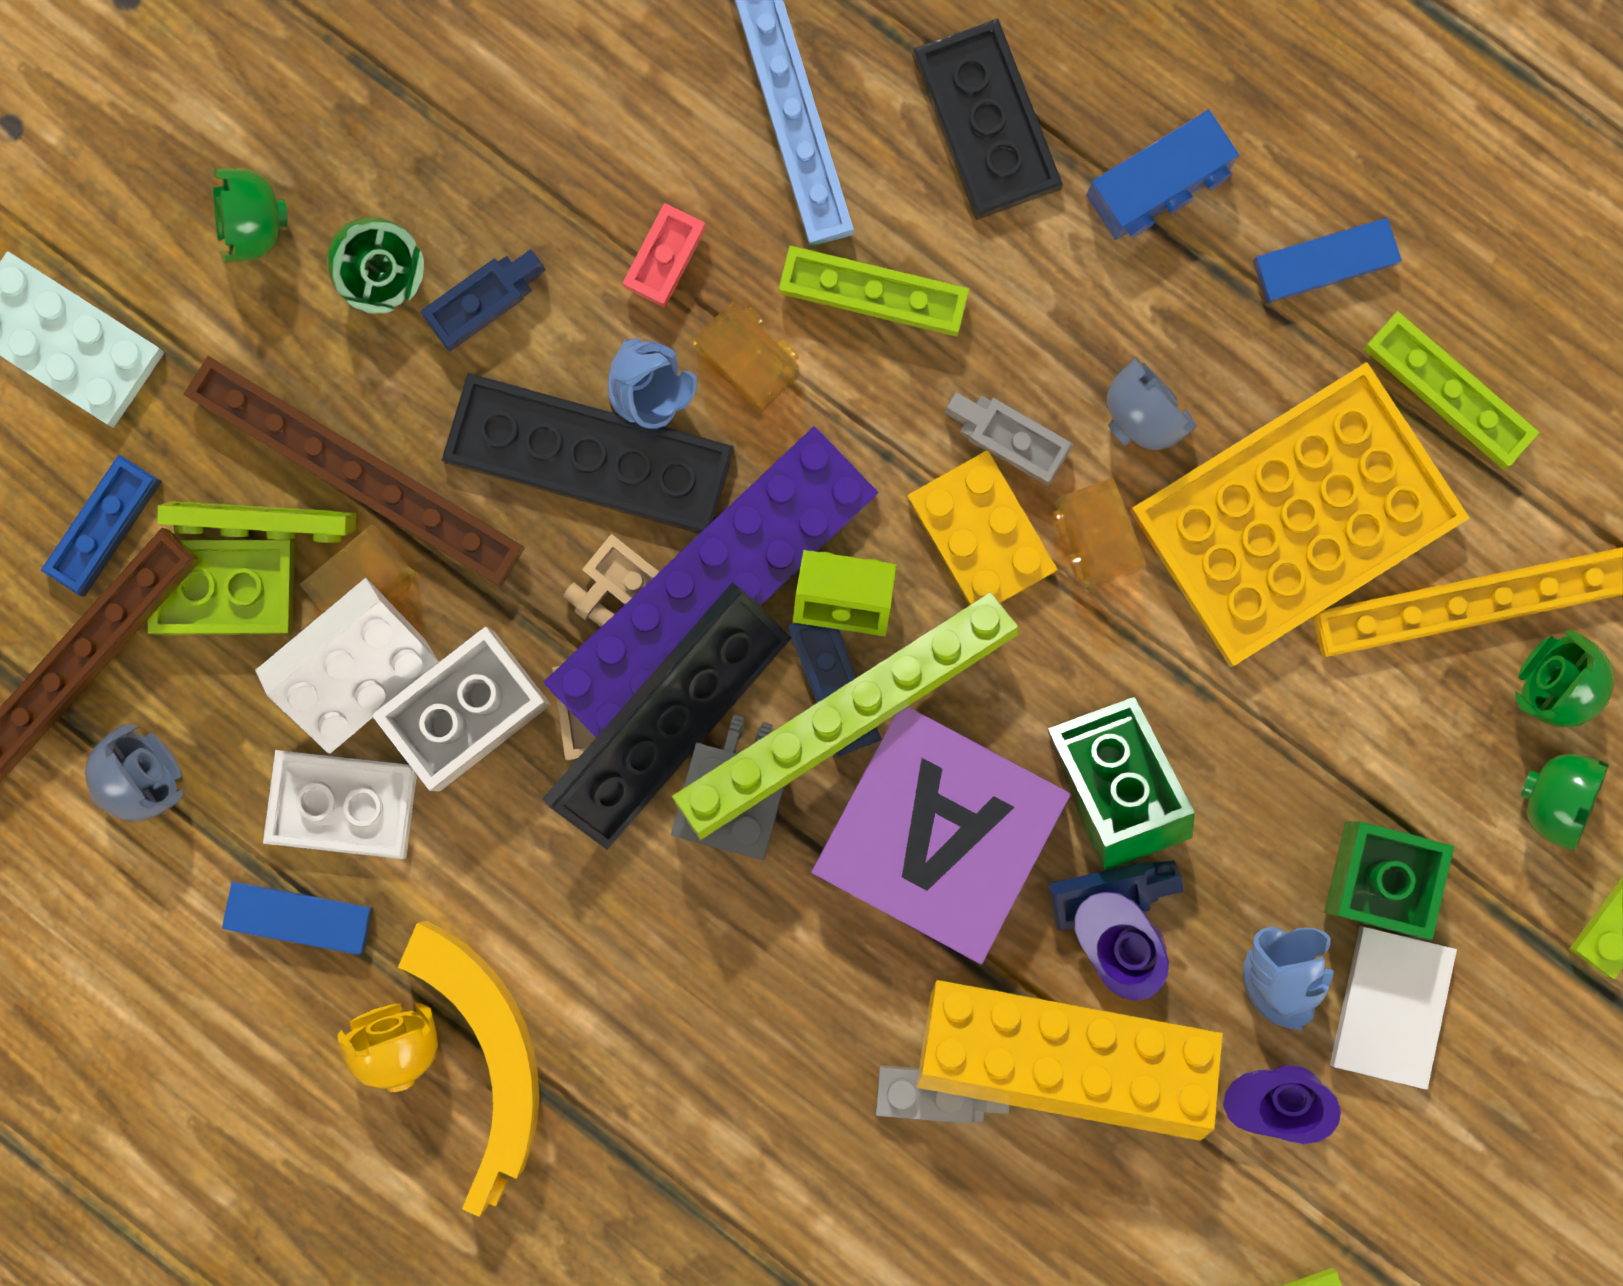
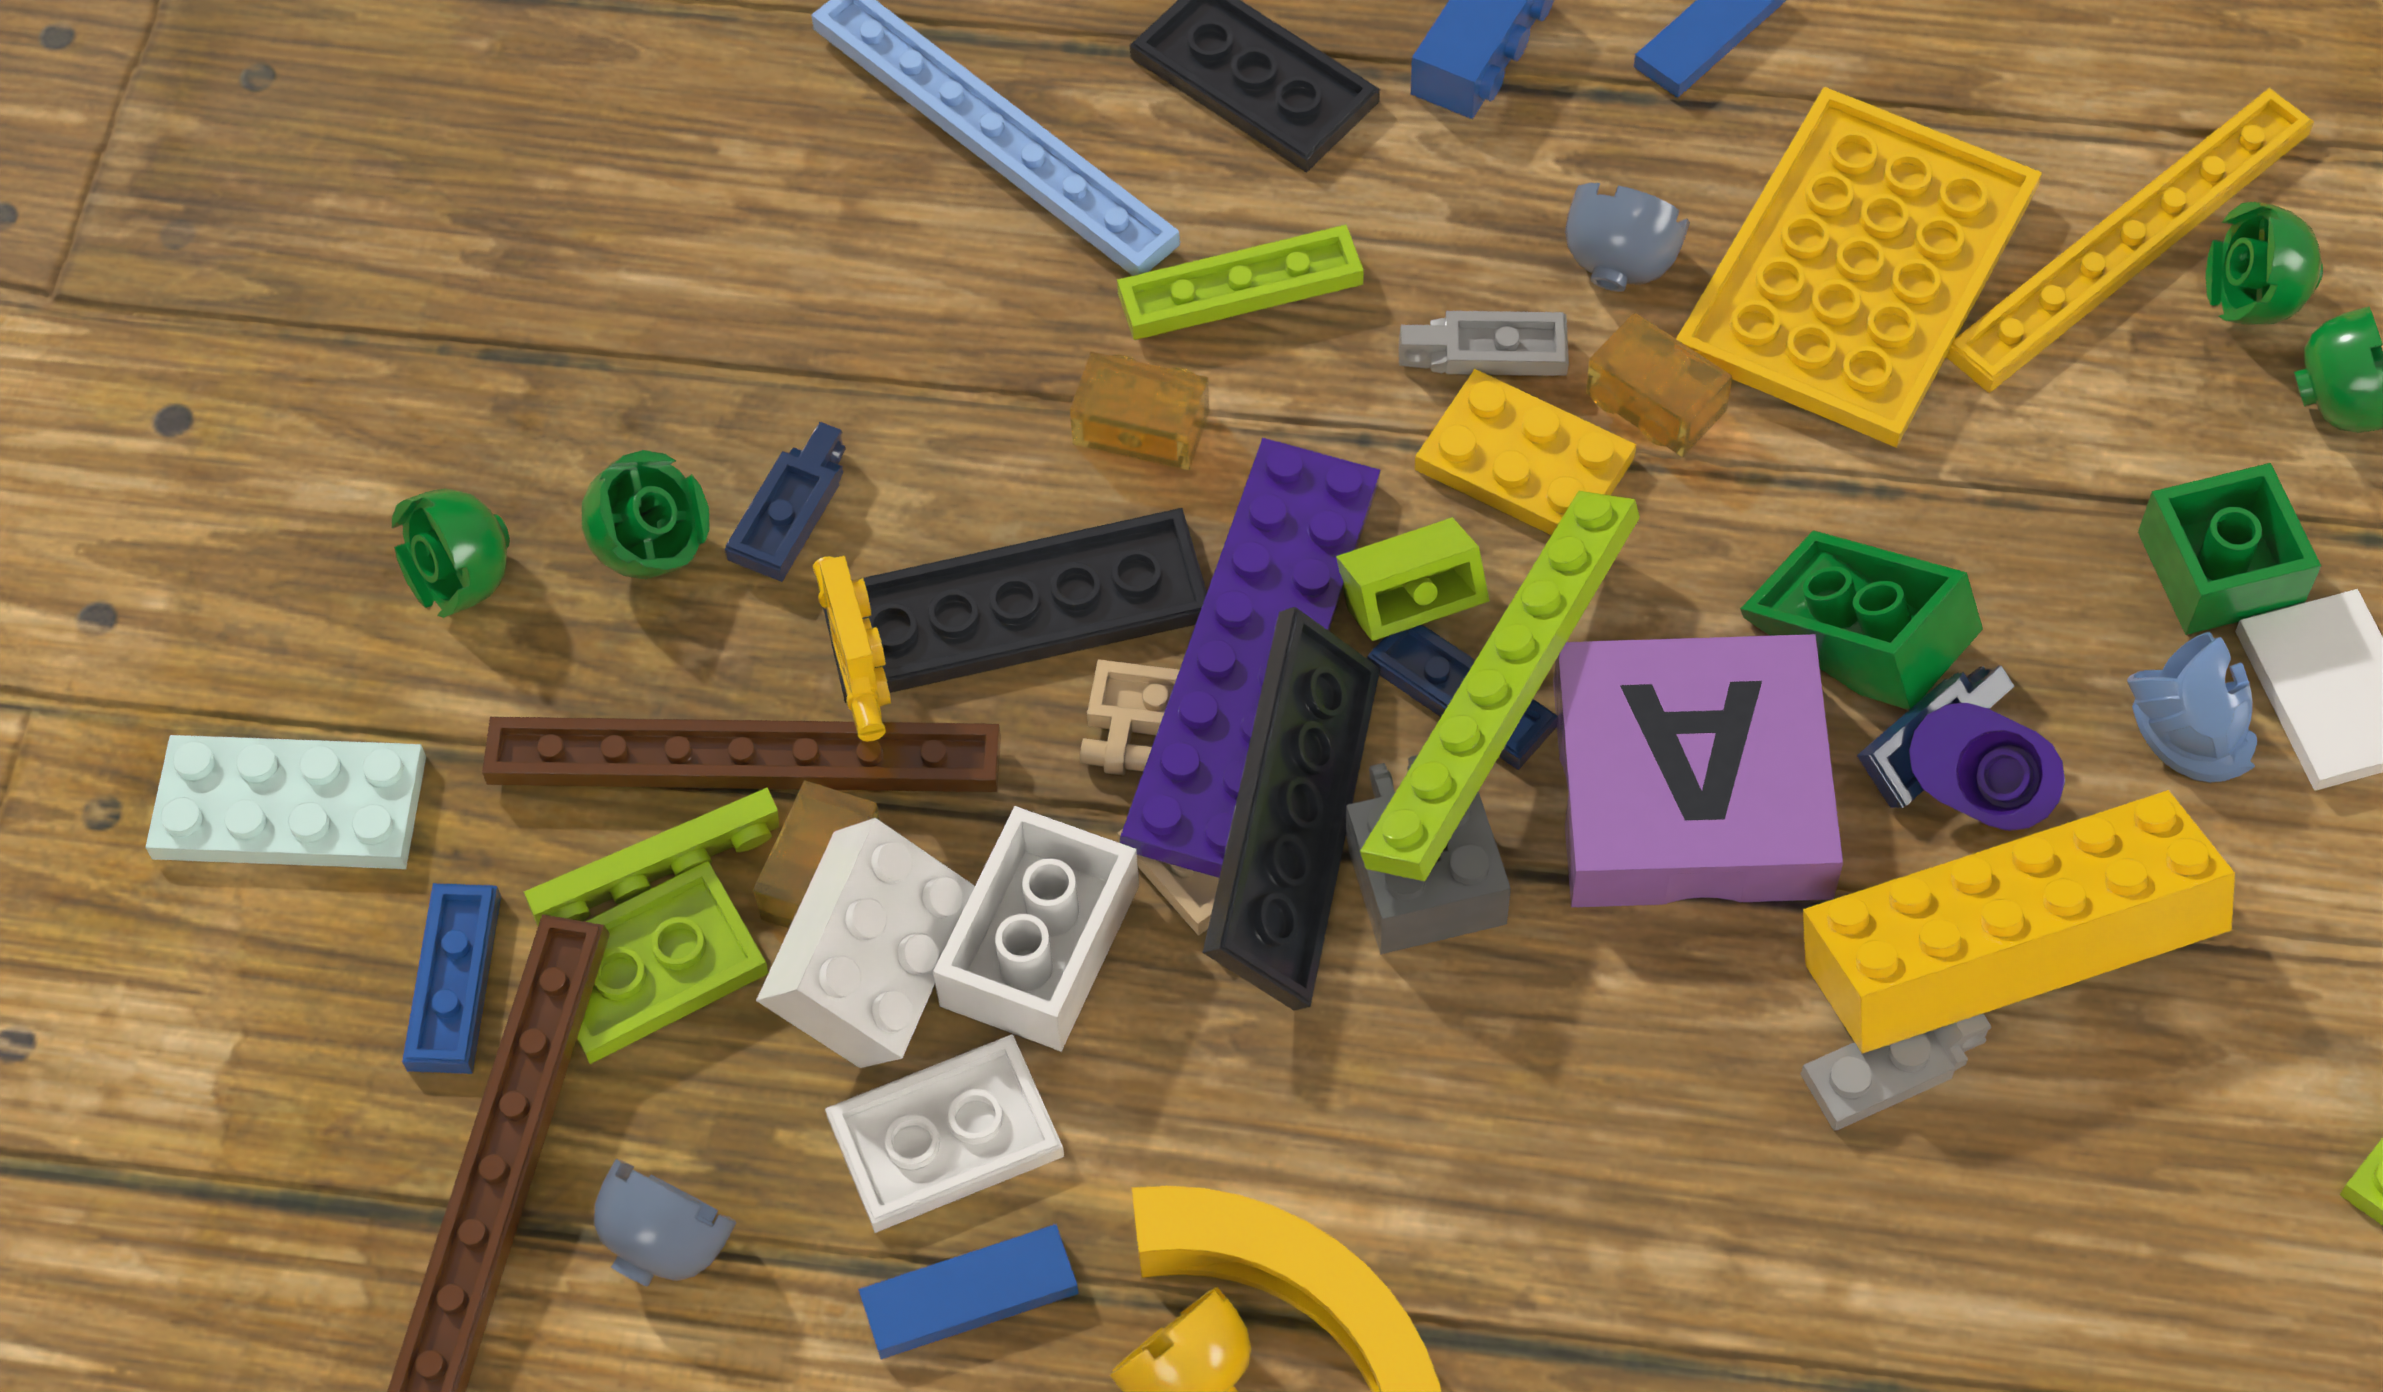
camera: 30 degrees left, 25 degrees down
(448, 440) = (855, 644): none -> yellow plate
(647, 383) = (1035, 486): medium blue helmet -> none
(664, 255) = (978, 362): coral plate -> none
(1283, 1104) = (2295, 836): dark purple piece -> none
(1451, 390) = (1931, 74): lime plate -> none

